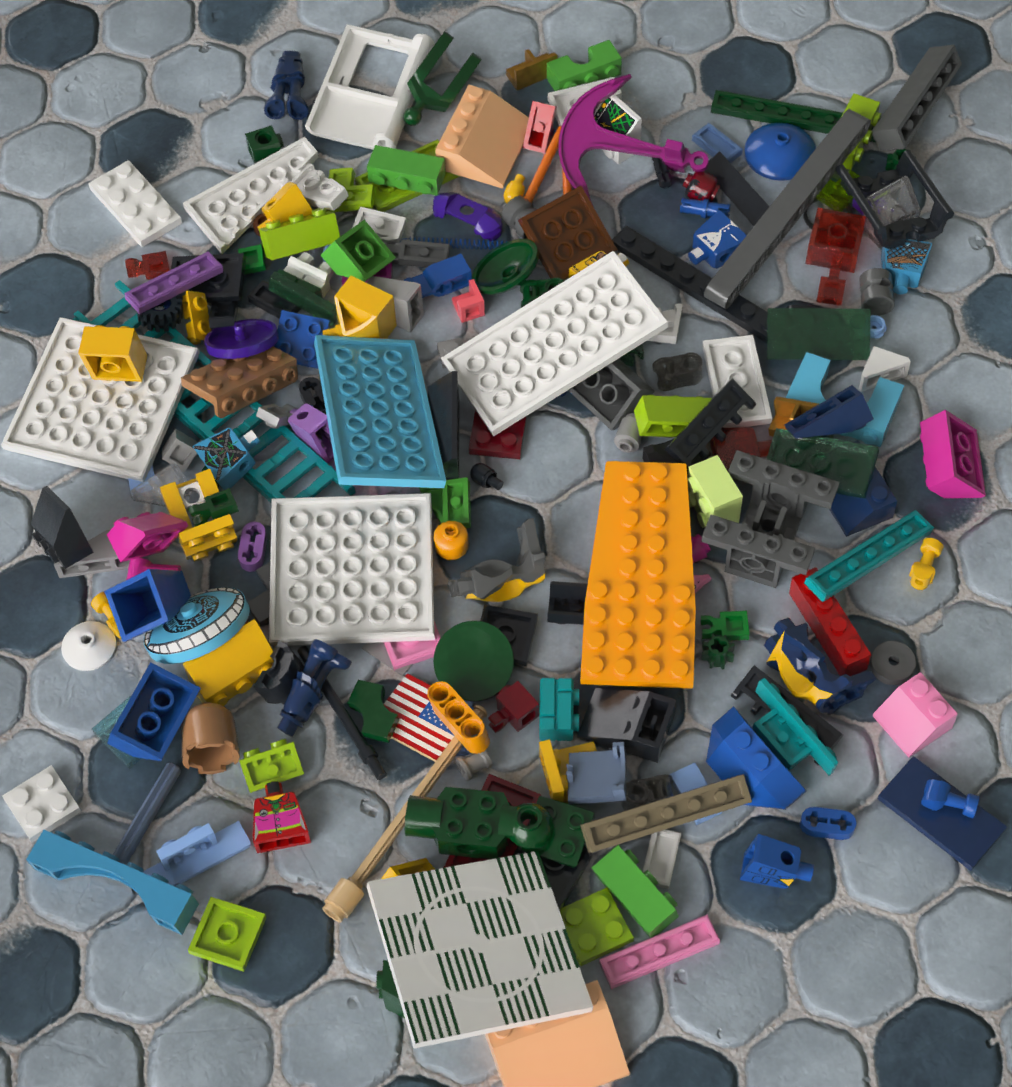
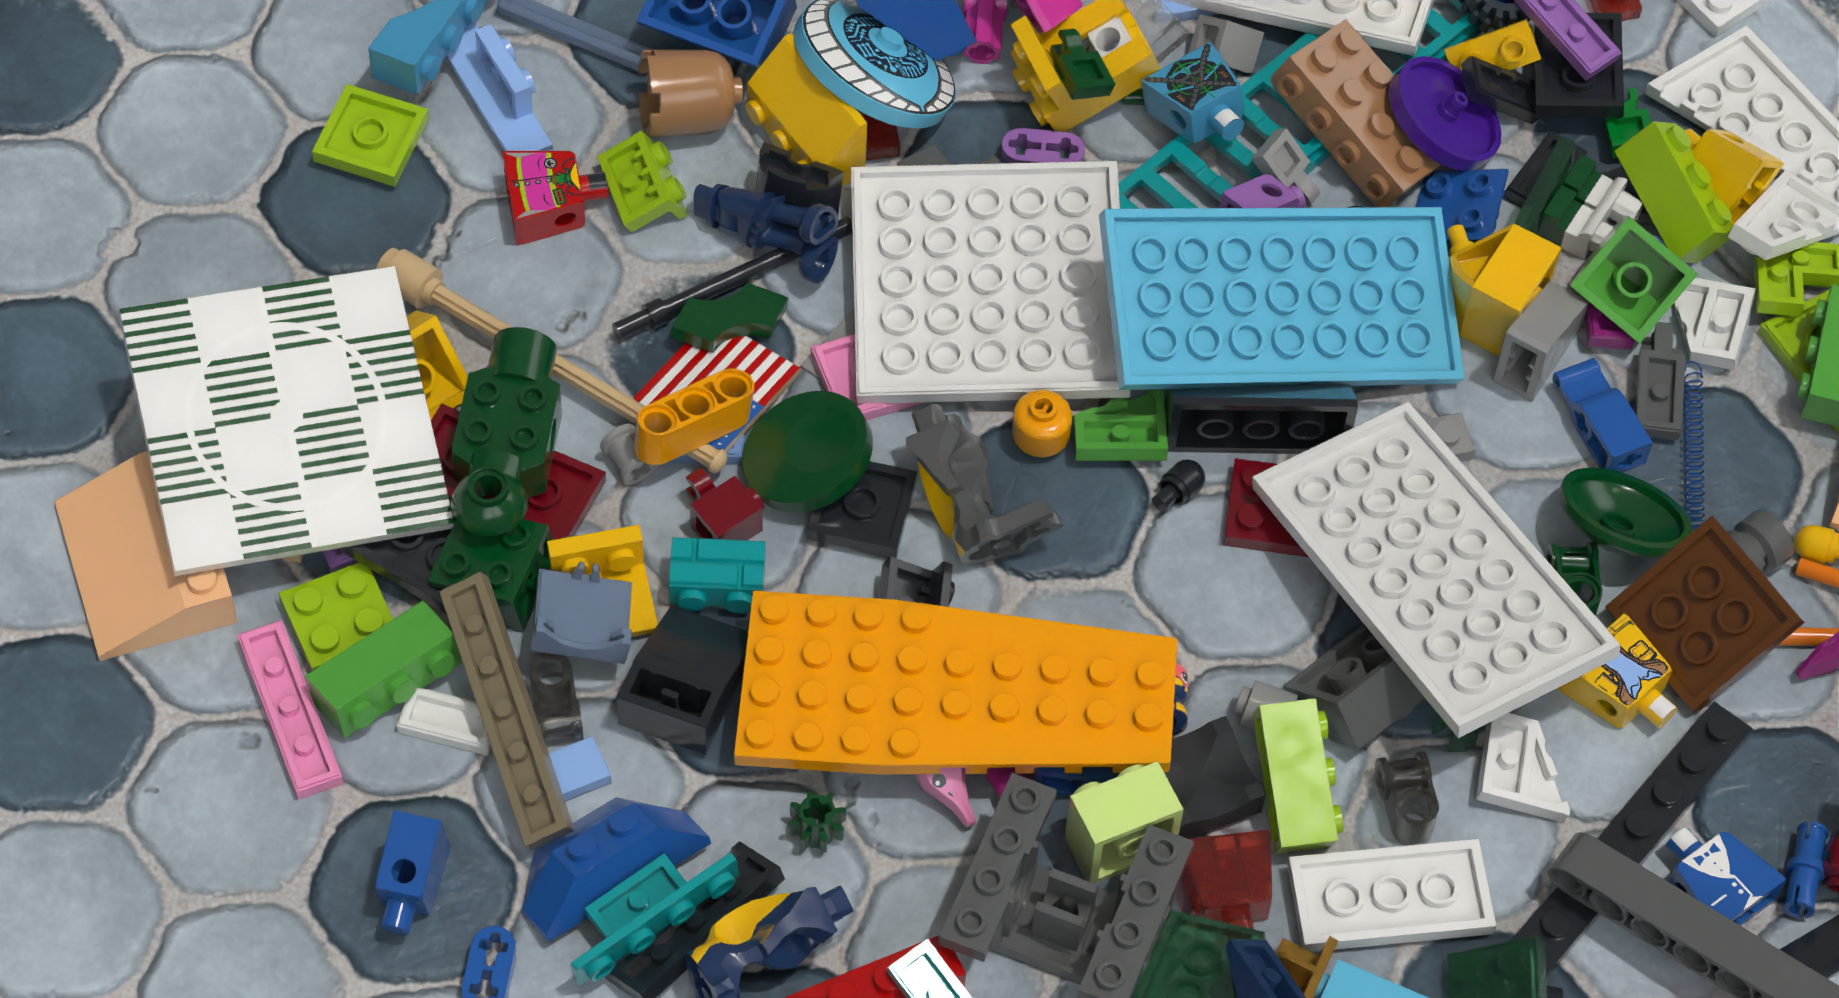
camera: 85 degrees right, 0 degrees up
(470, 304) = (1548, 465): coral panel -> none
(485, 219) = (1742, 486): dark purple piece -> none
(709, 423) = (1266, 814): black hinge -> none
(730, 623) = (869, 845): green plate -> none

